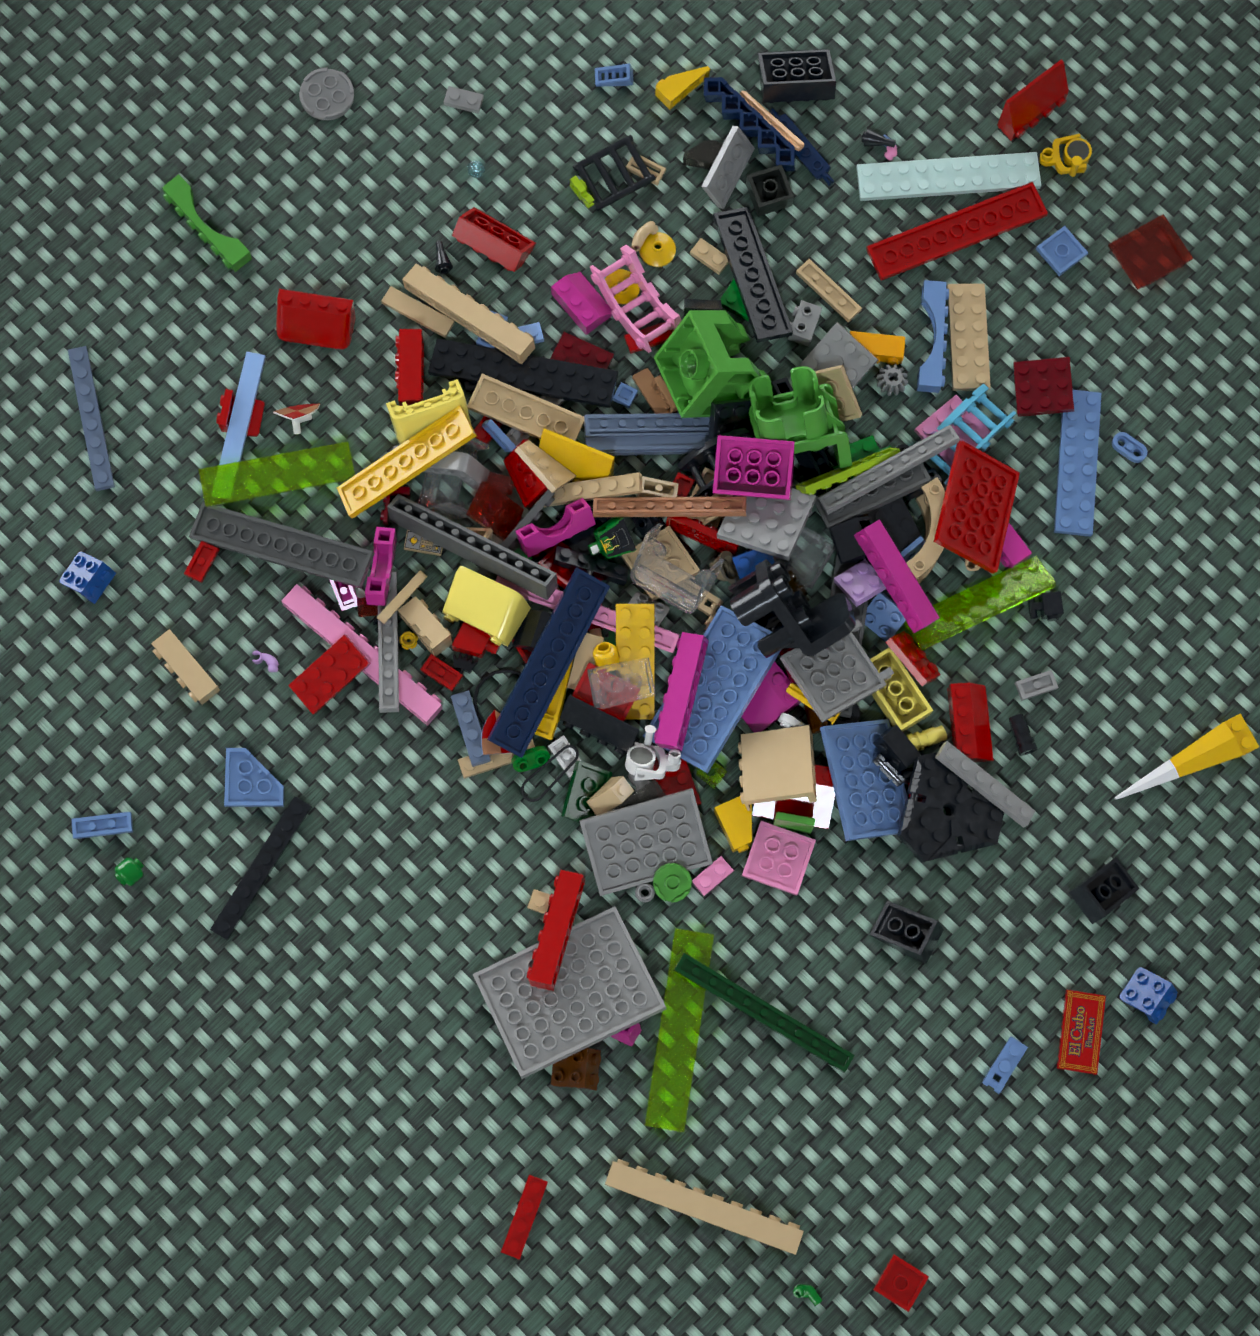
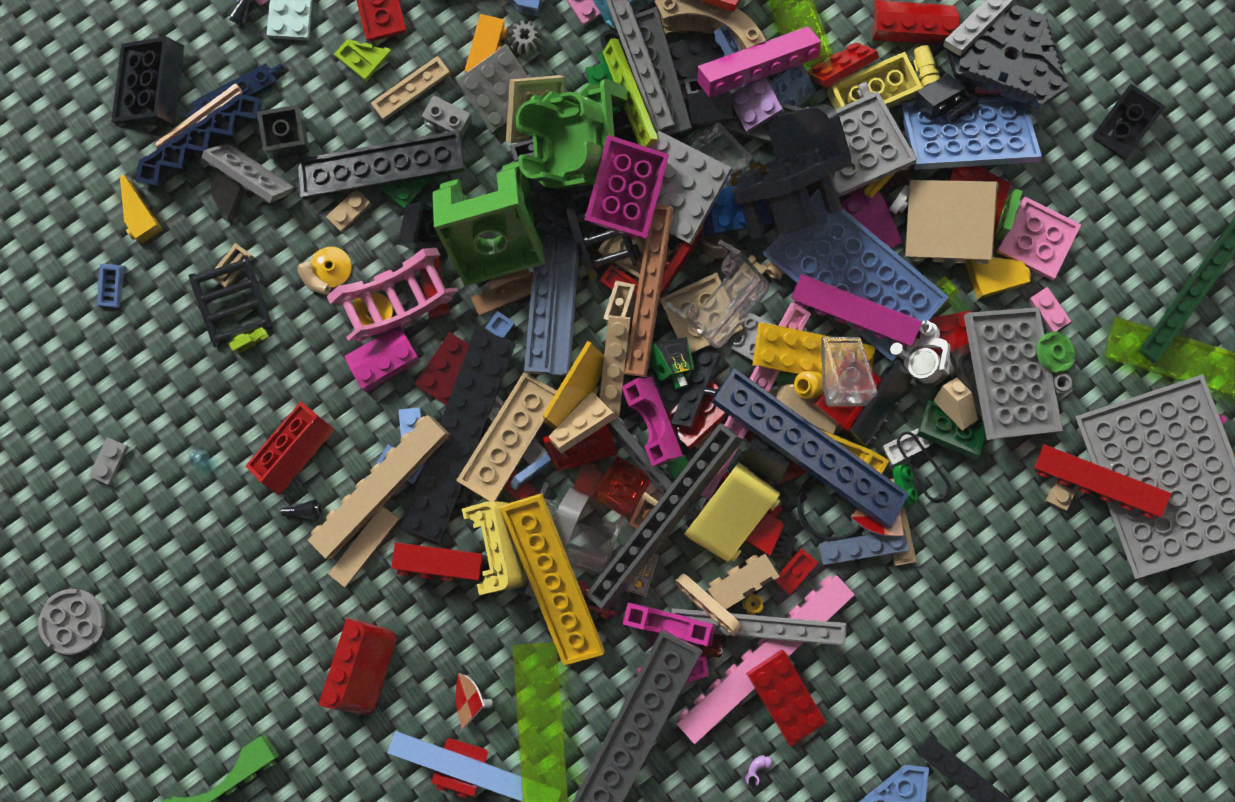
camera: 80 degrees left, 5 degrees up
(849, 246) = (362, 58): none -> lime wing

